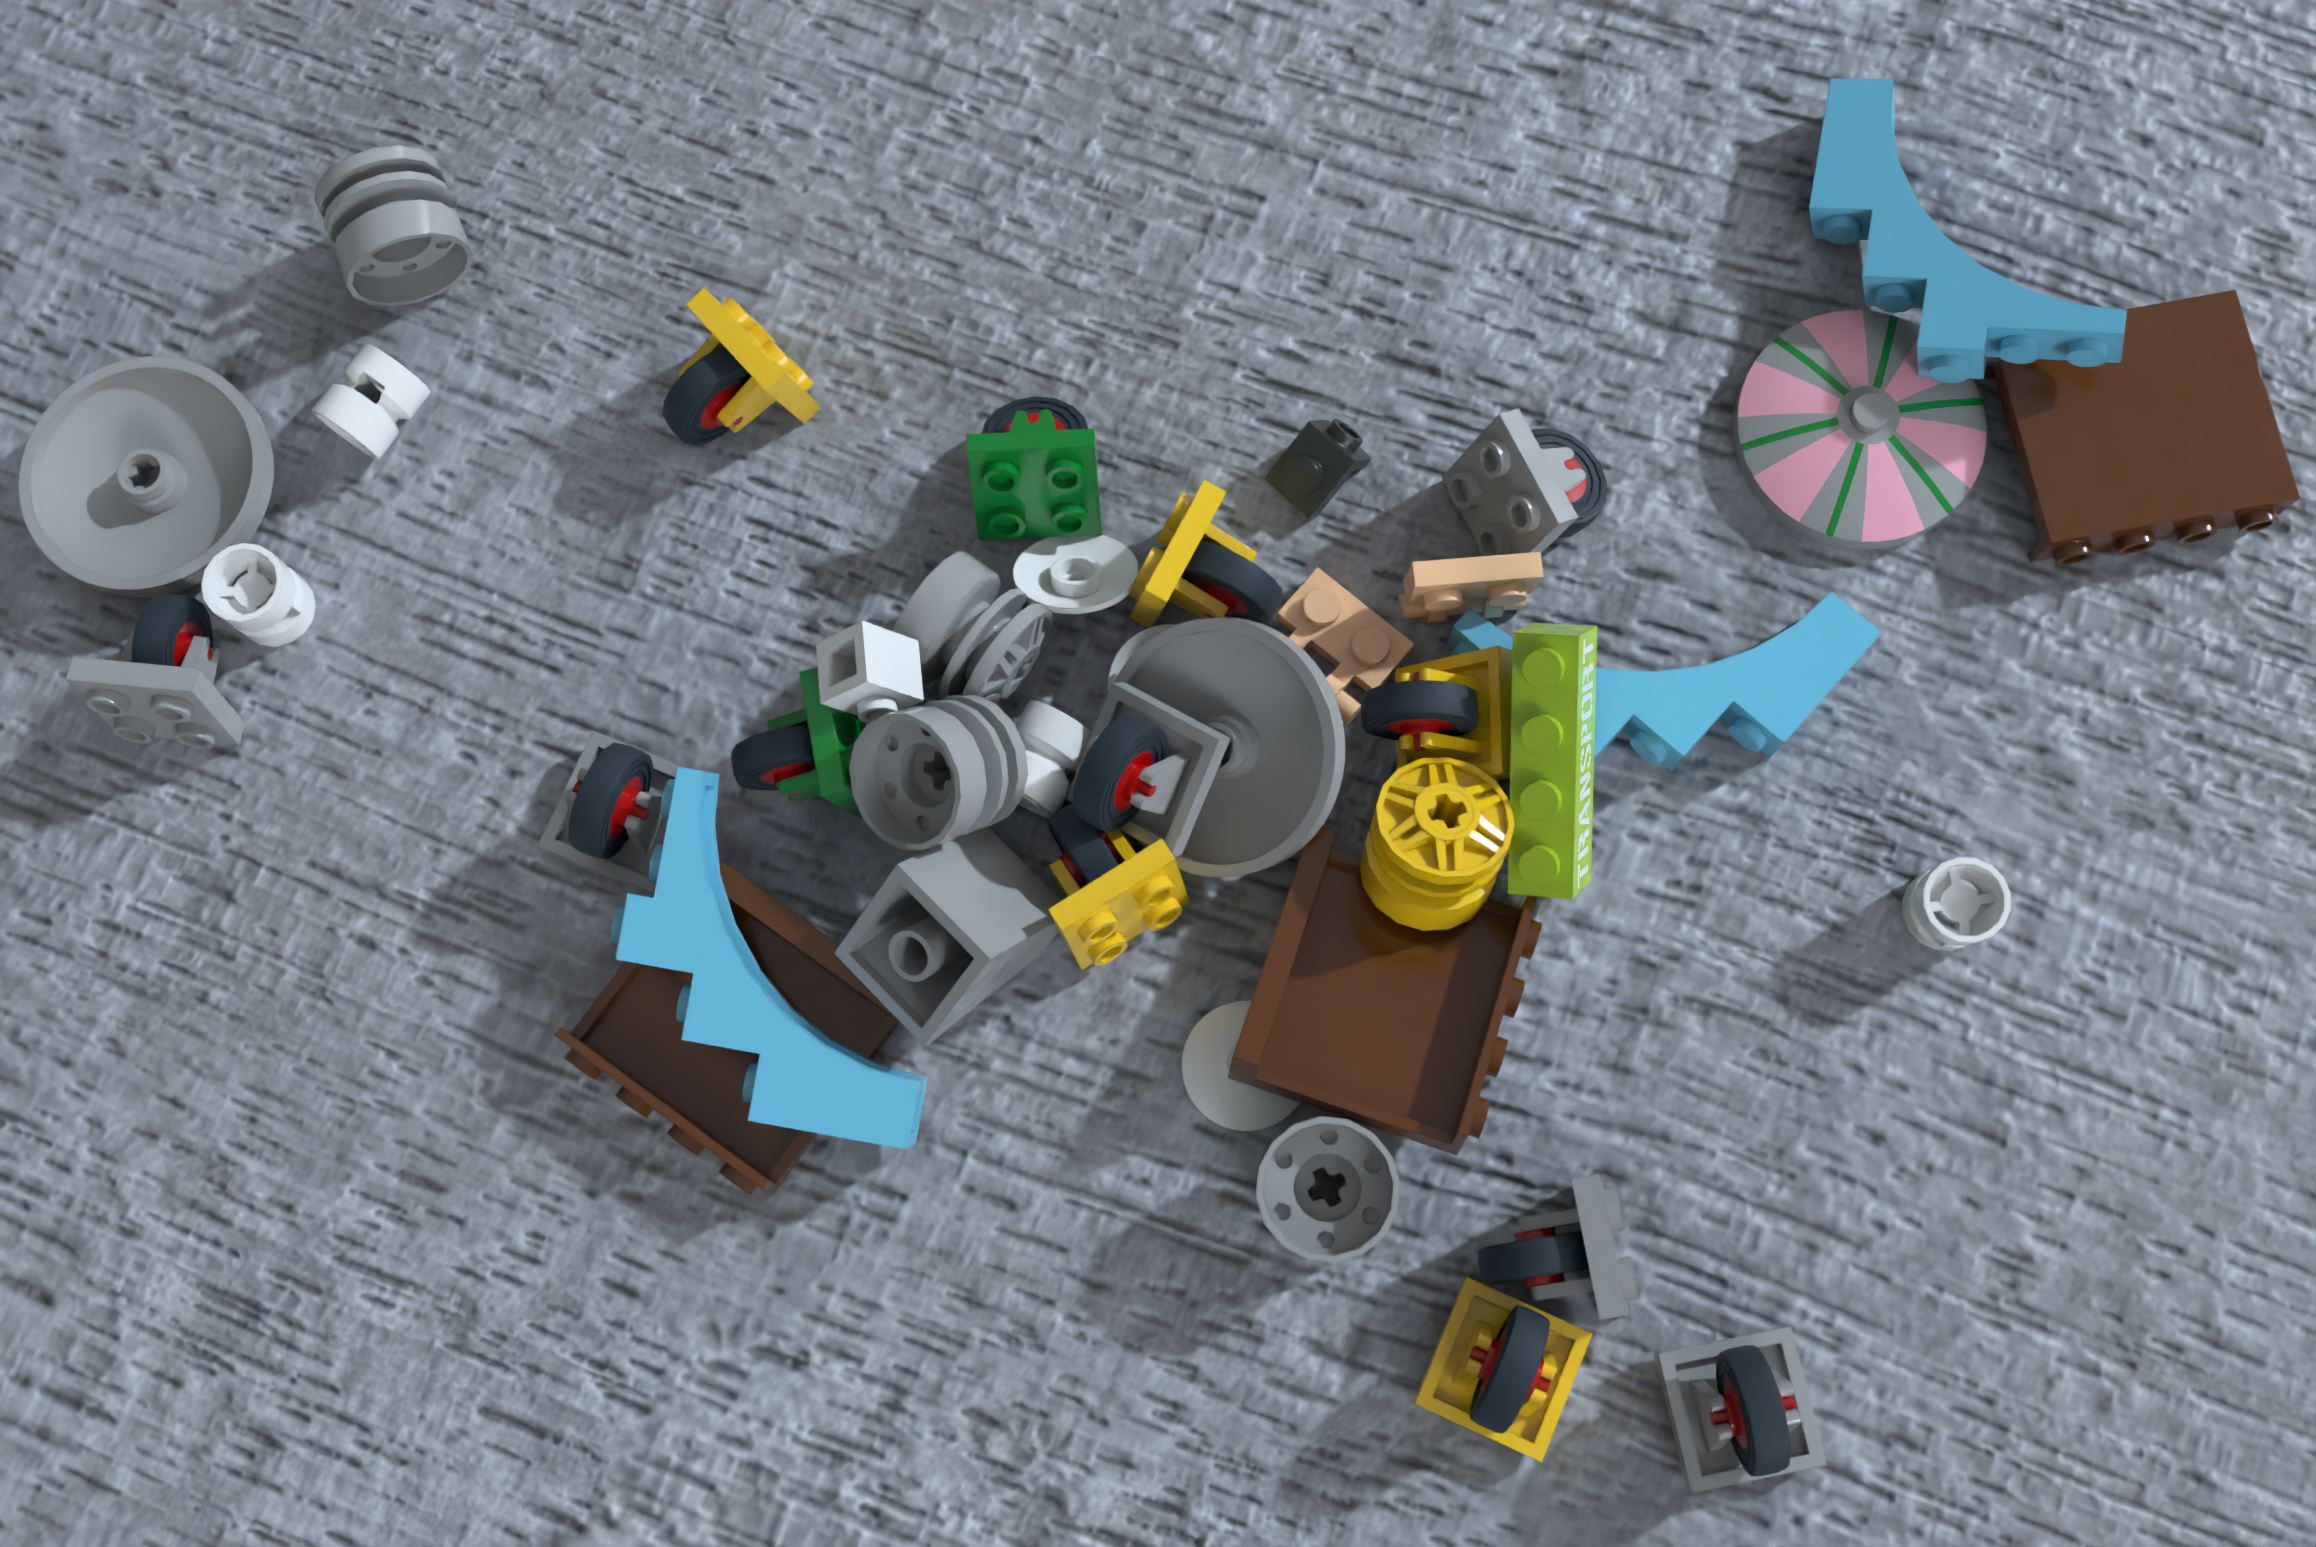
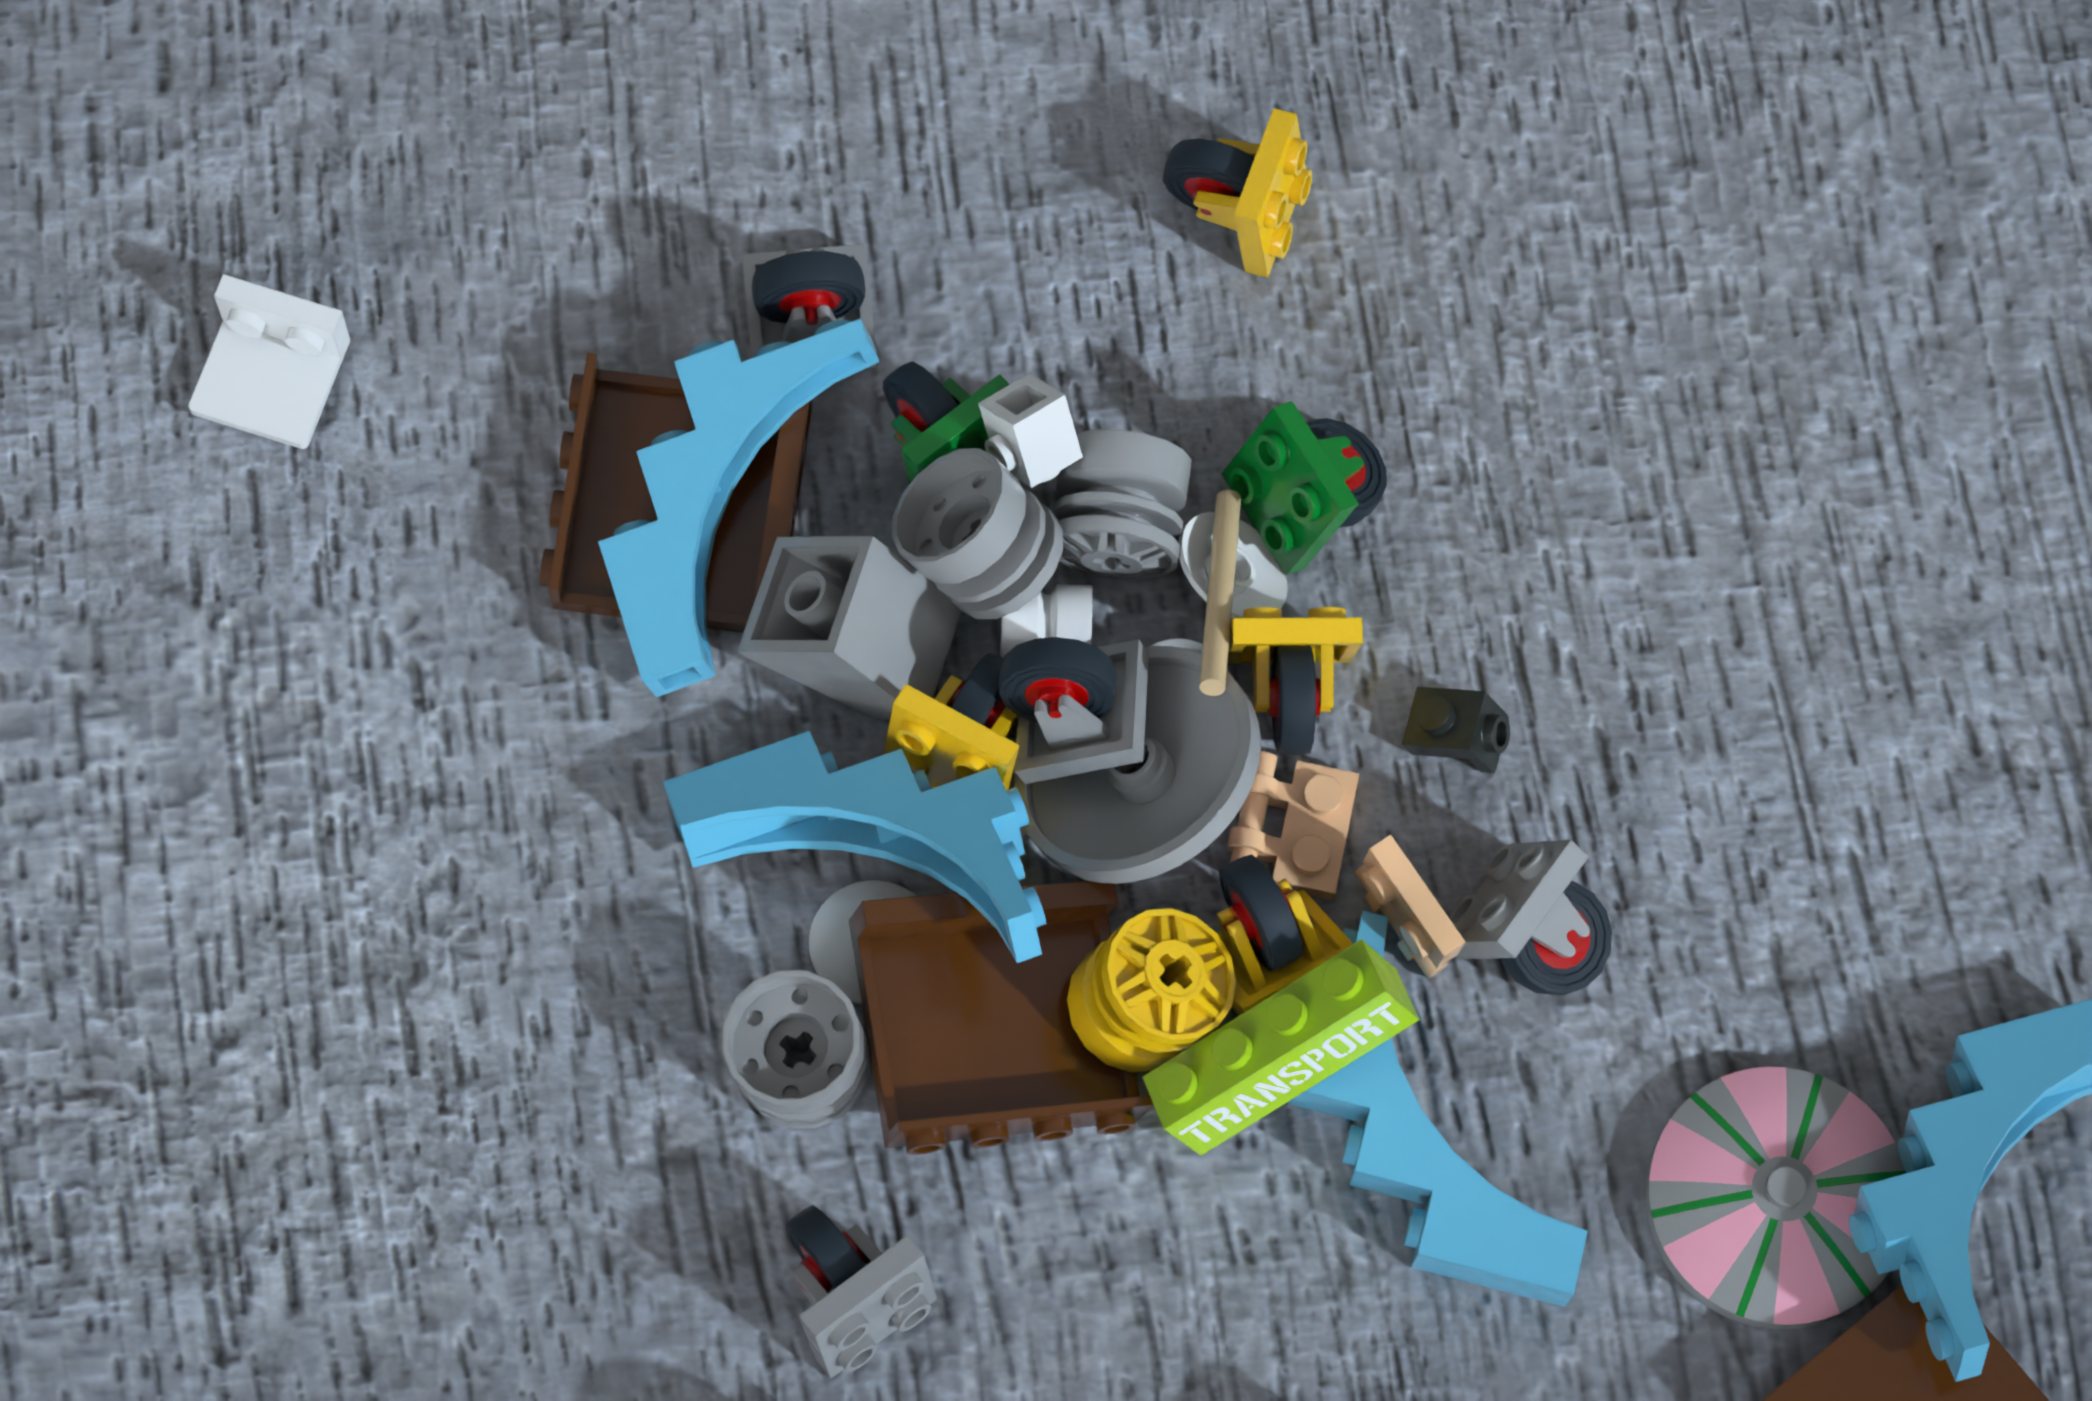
camera: 50 degrees right, 5 degrees down
(387, 1340) = (270, 362): none -> white bracket
(1088, 1063) = (877, 808): none -> medium azure arch
(1105, 592) = (1220, 593): none -> tan bar
(1503, 1368) = (722, 1286): yellow plate -> none

